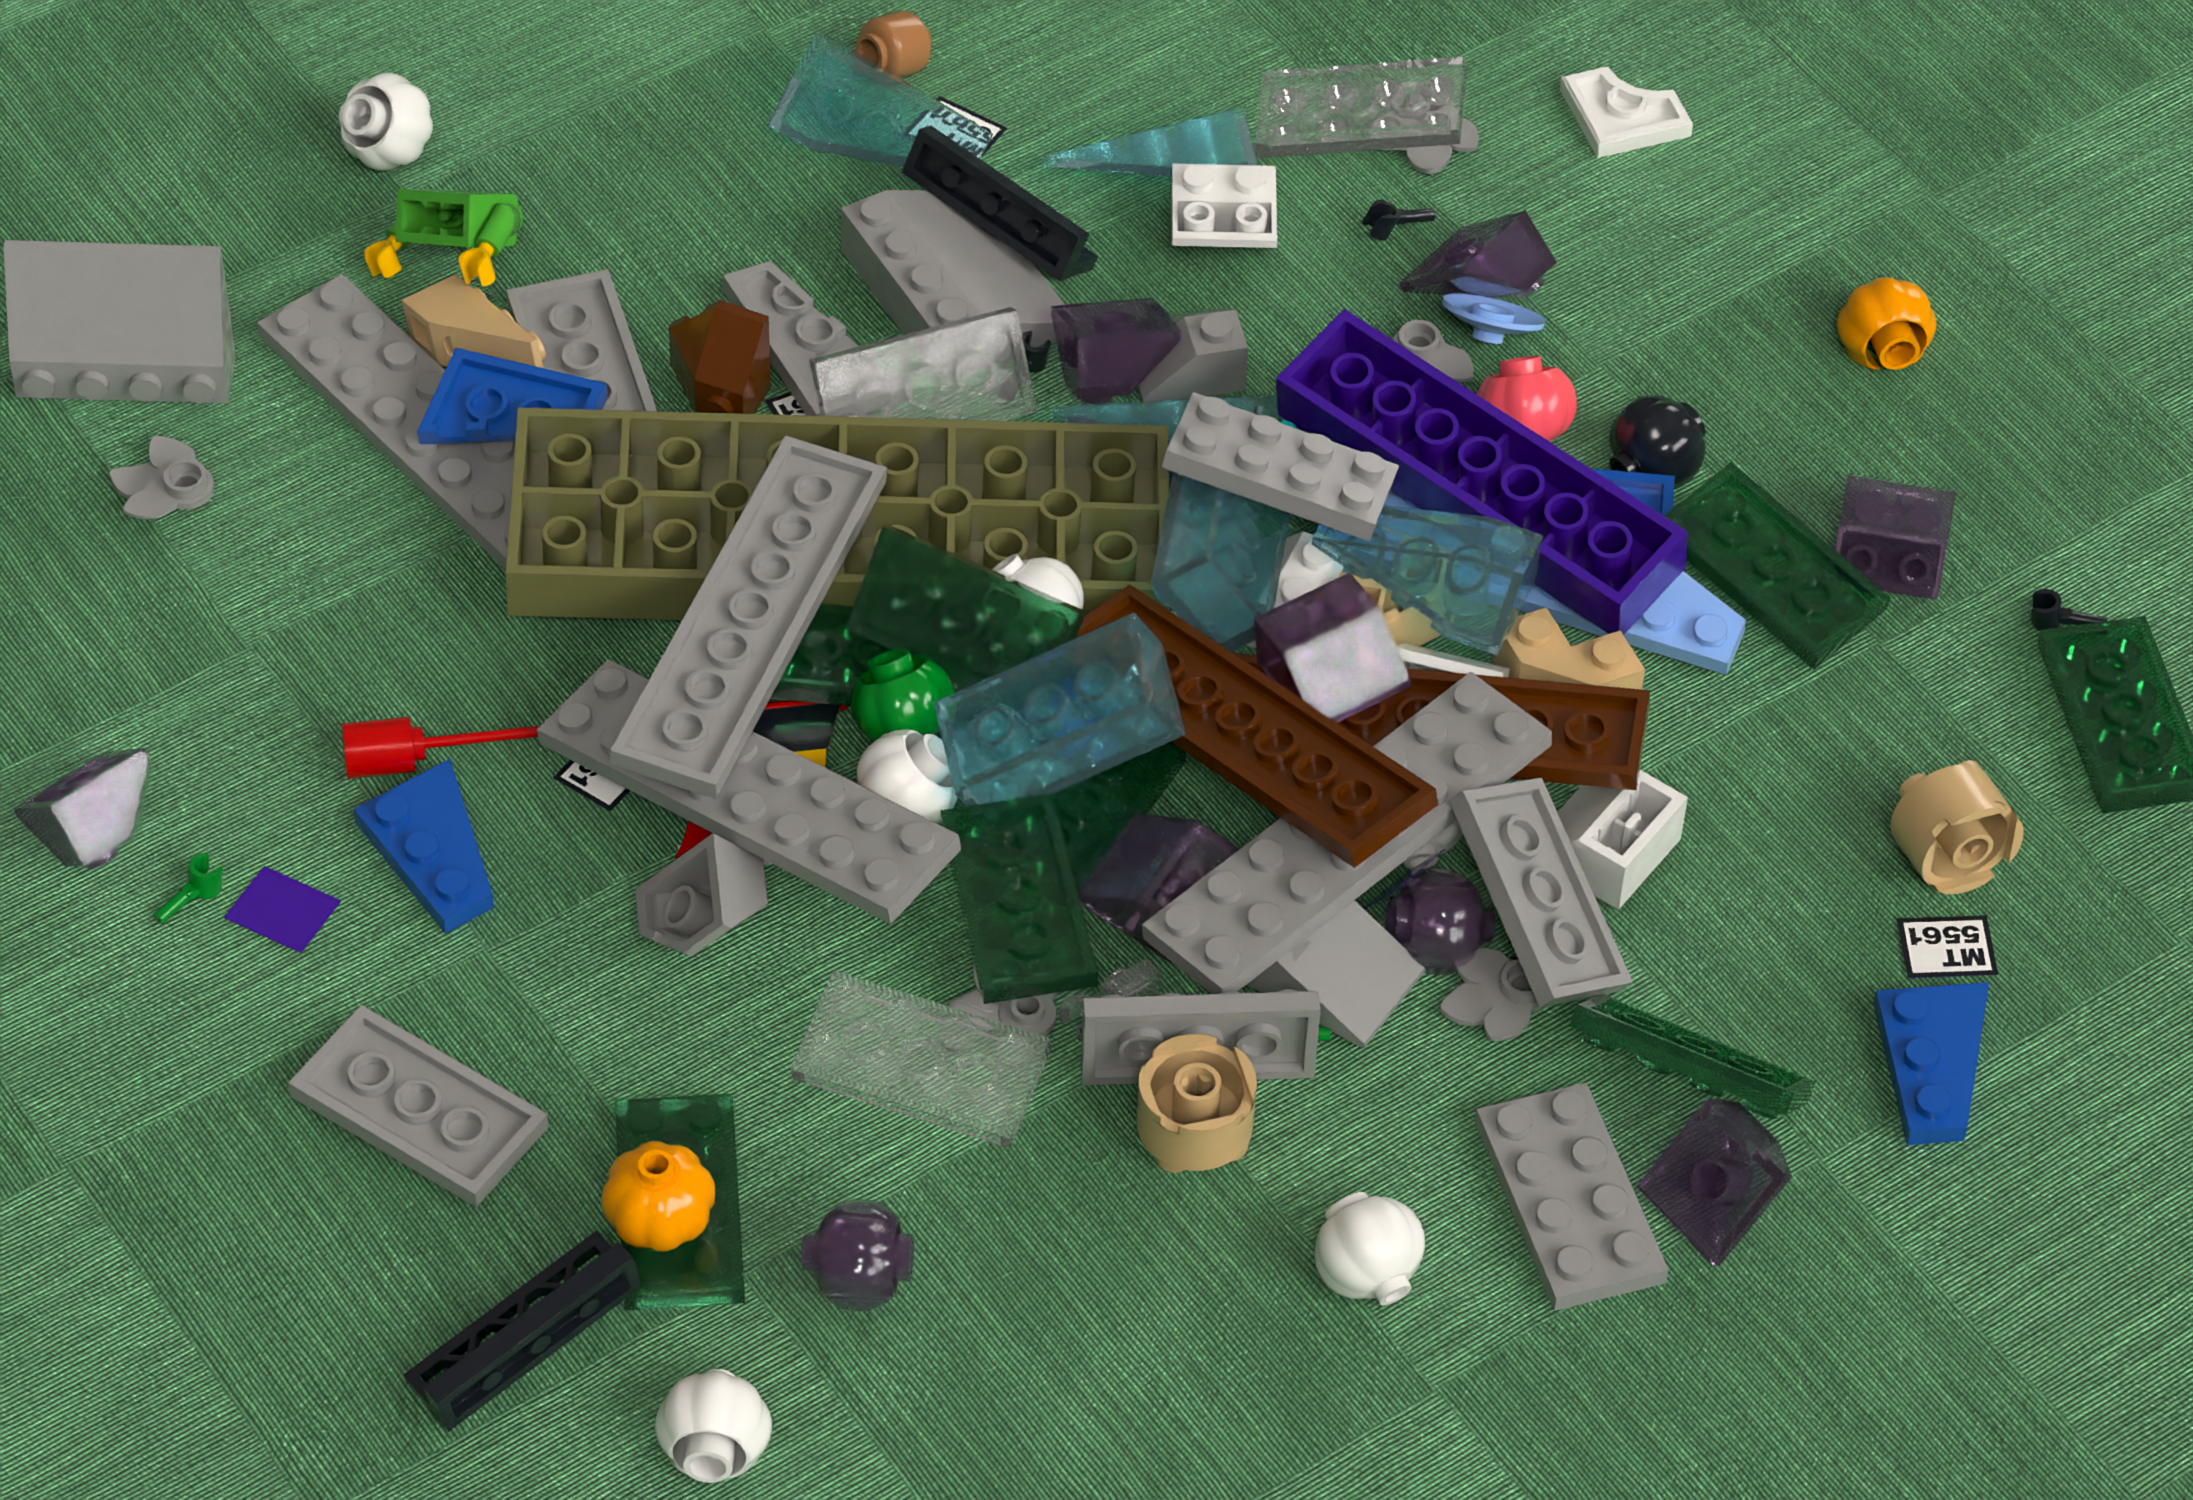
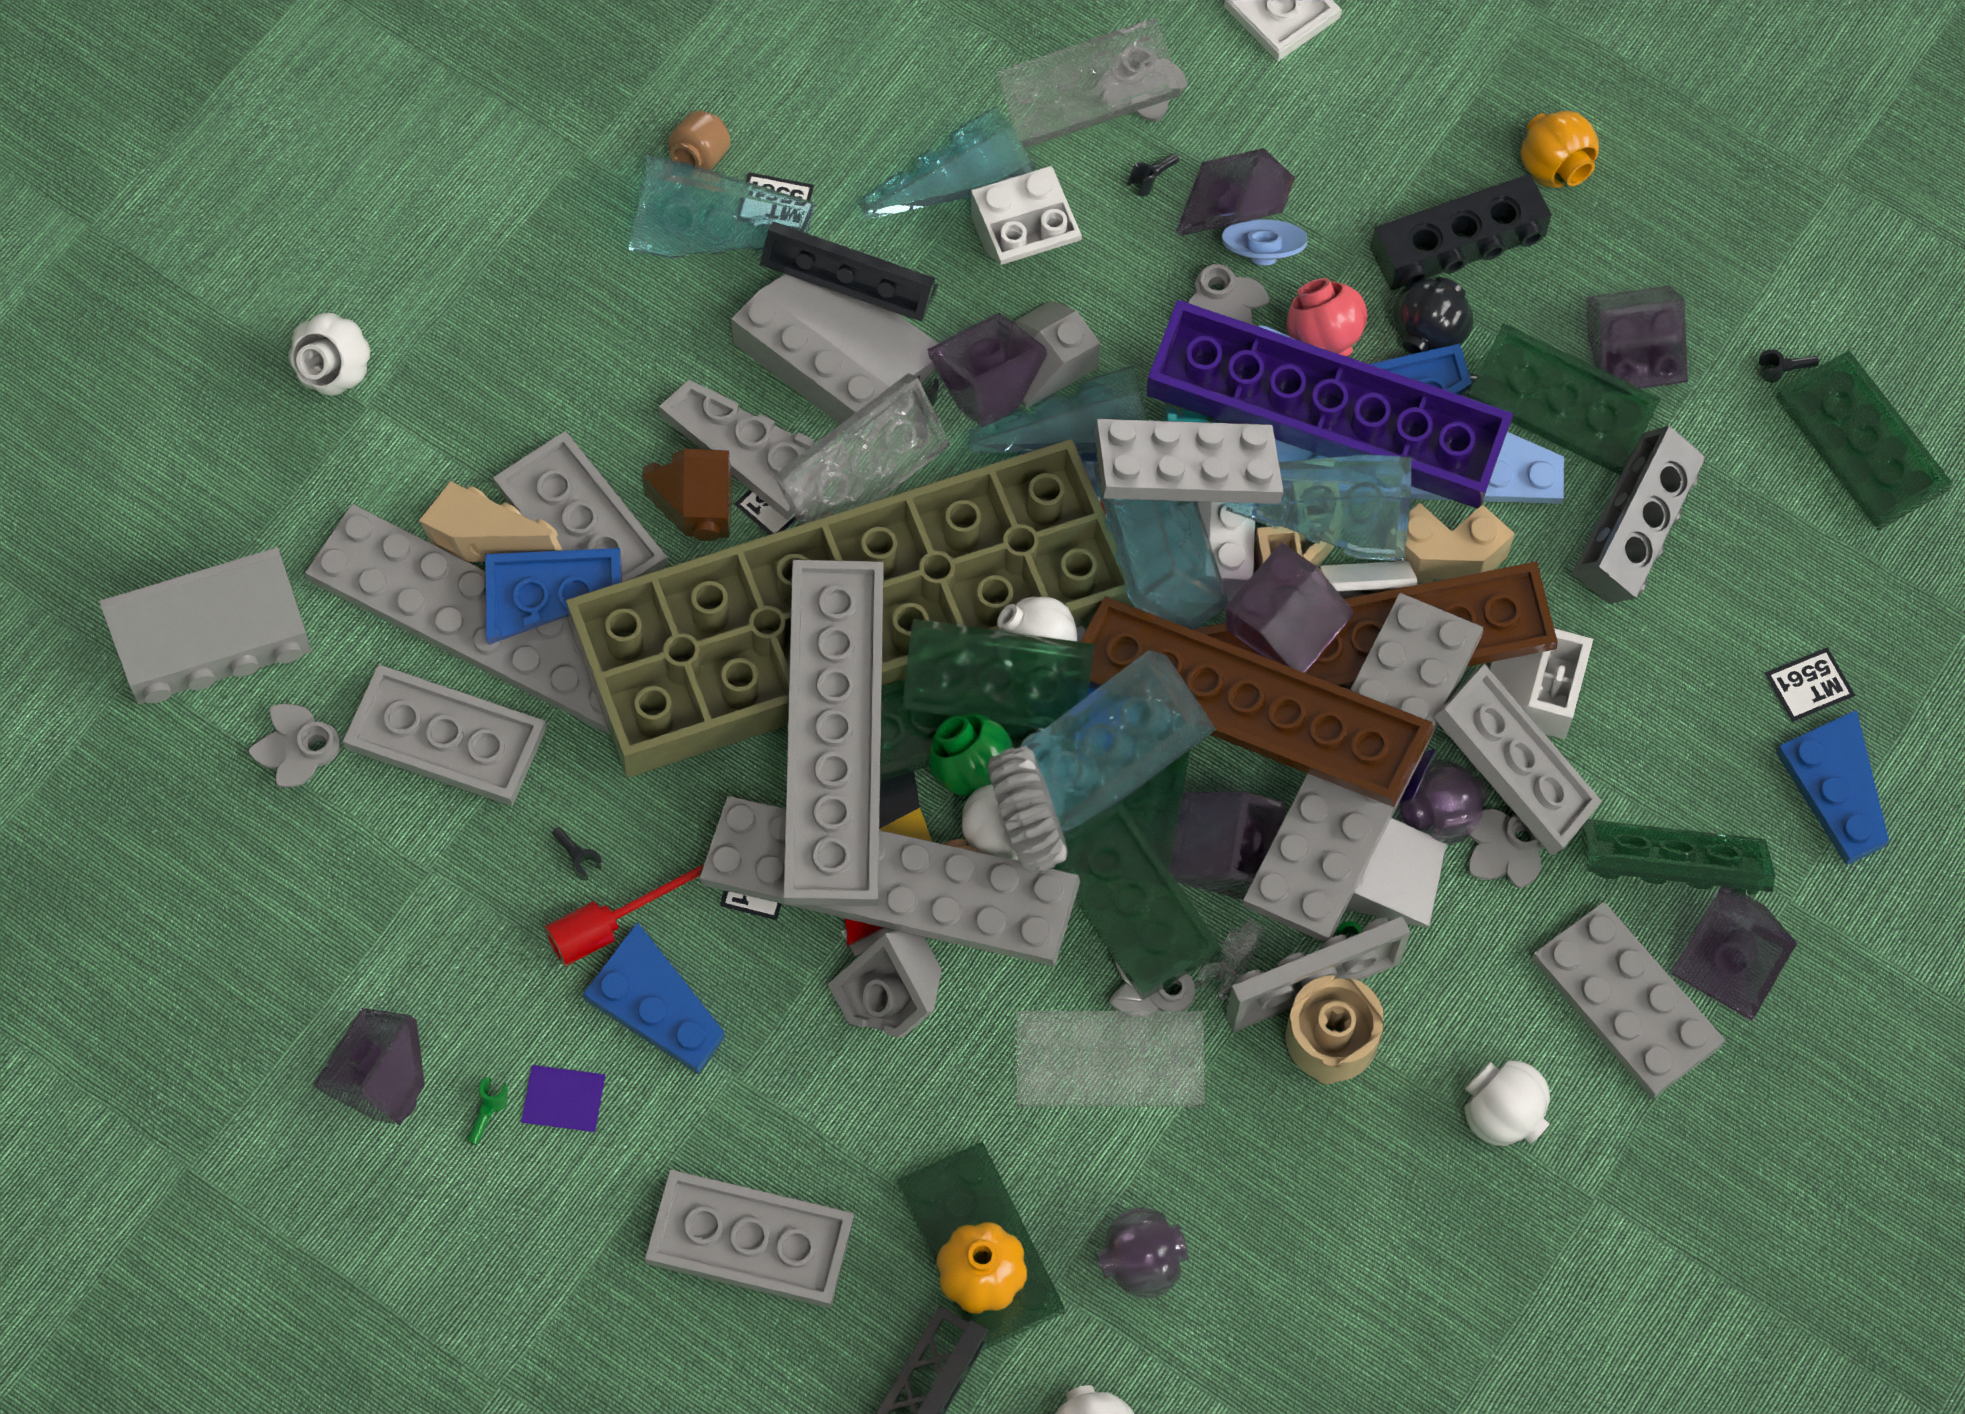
camera: 20 degrees left, 15 degrees up
(330, 517) = (445, 735): none -> light grey plate
(418, 676) = (577, 853): none -> black hand
(450, 219) = (428, 431): bright green torso -> none
(925, 740) = (1027, 809): none -> light grey gear
(1733, 369) = (1474, 215): none -> black brick
(1745, 741) = (1639, 515): none -> dark grey brick
(1955, 827) = (1788, 589): tan brick -> none

